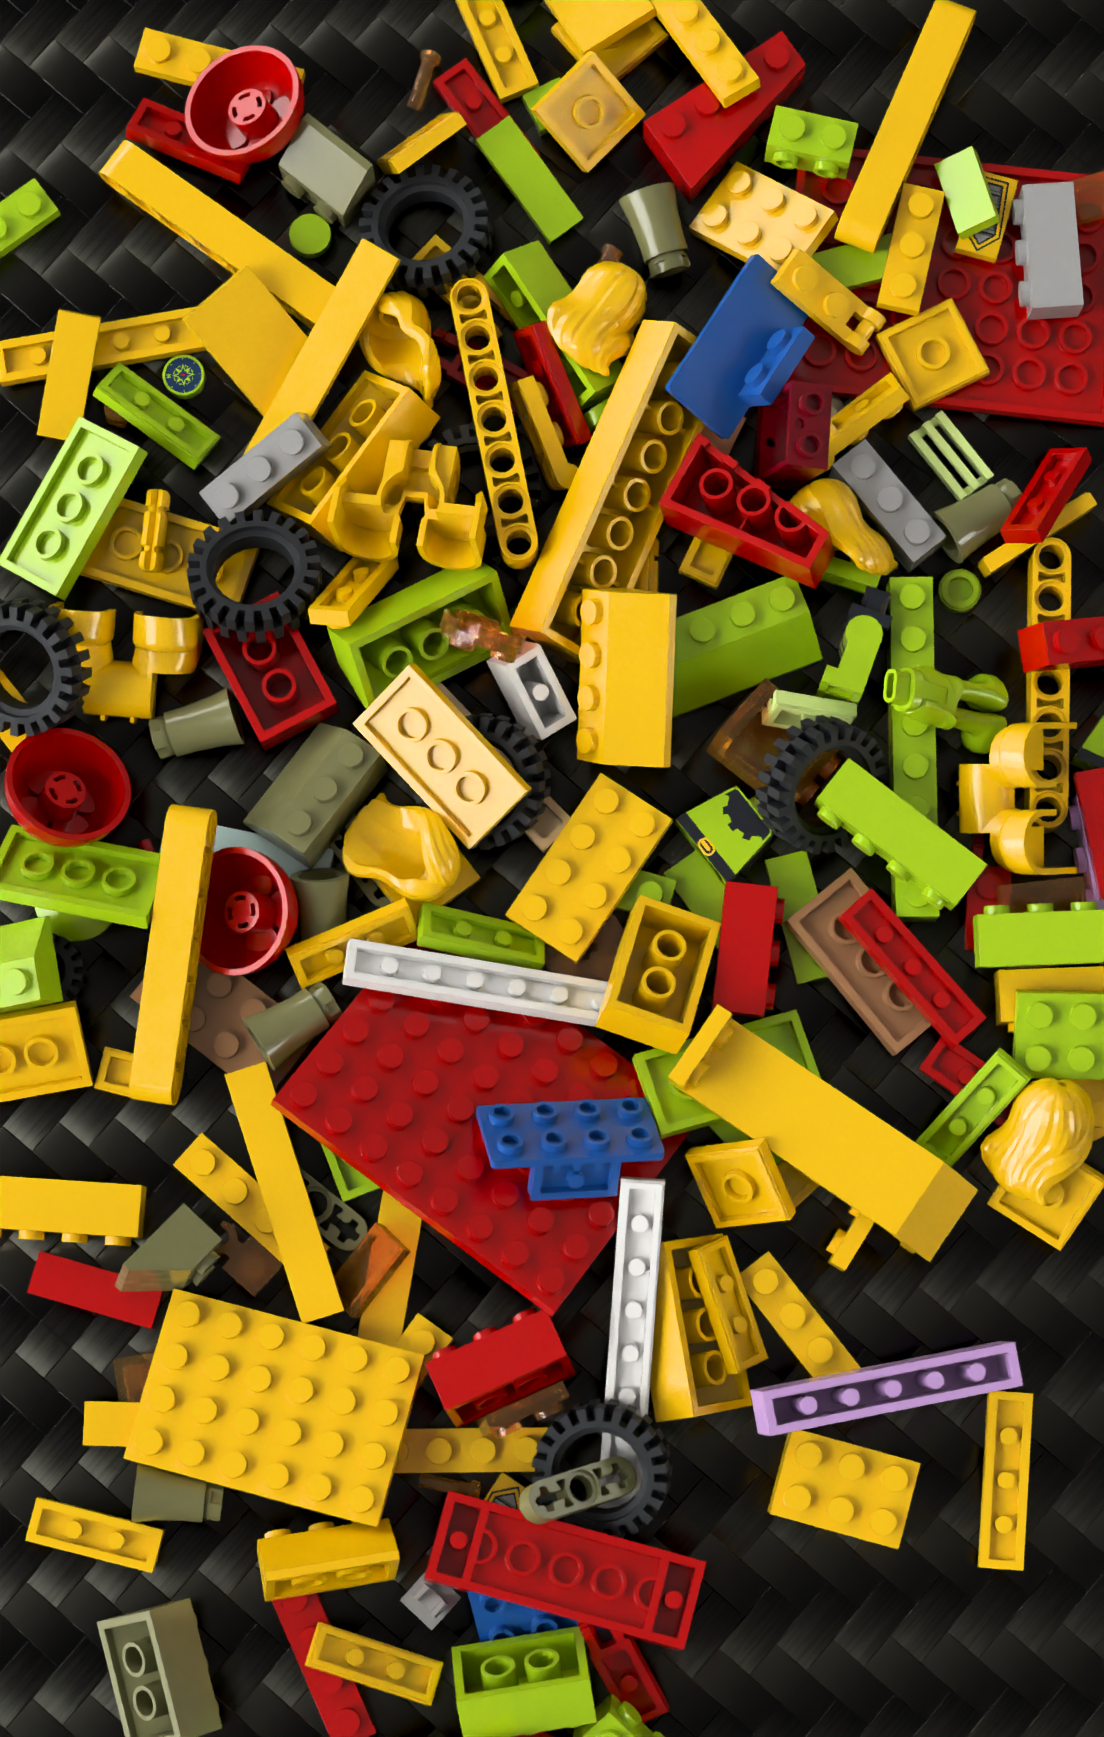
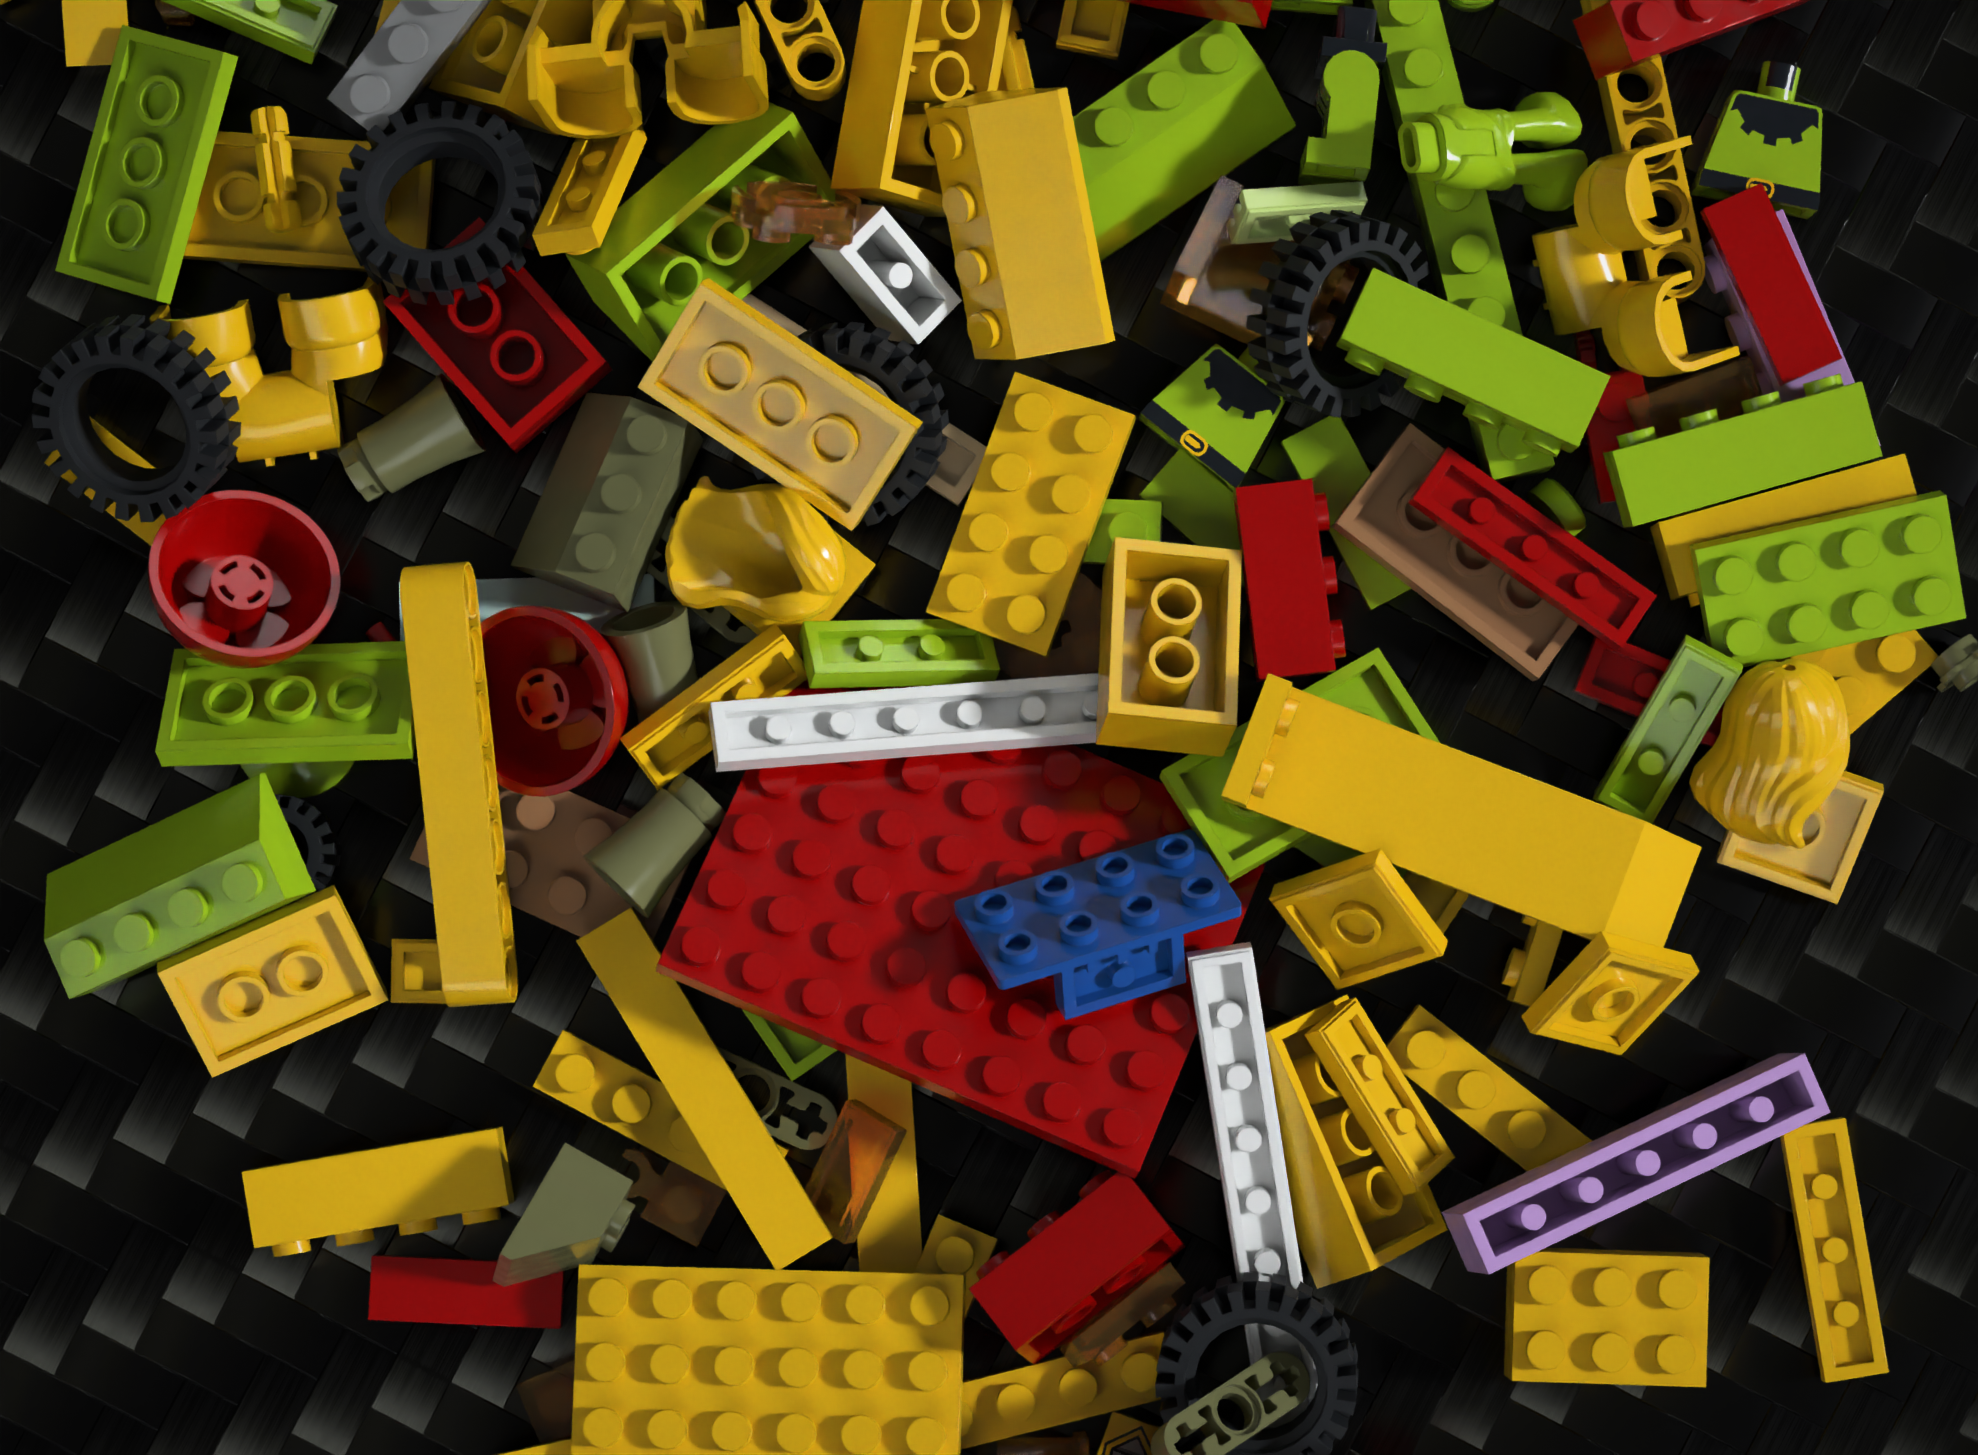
camera: 15 degrees left, 5 degrees up
(895, 1271) = (1610, 993): none -> yellow tile
(936, 944) = (1558, 505): none -> lime tile

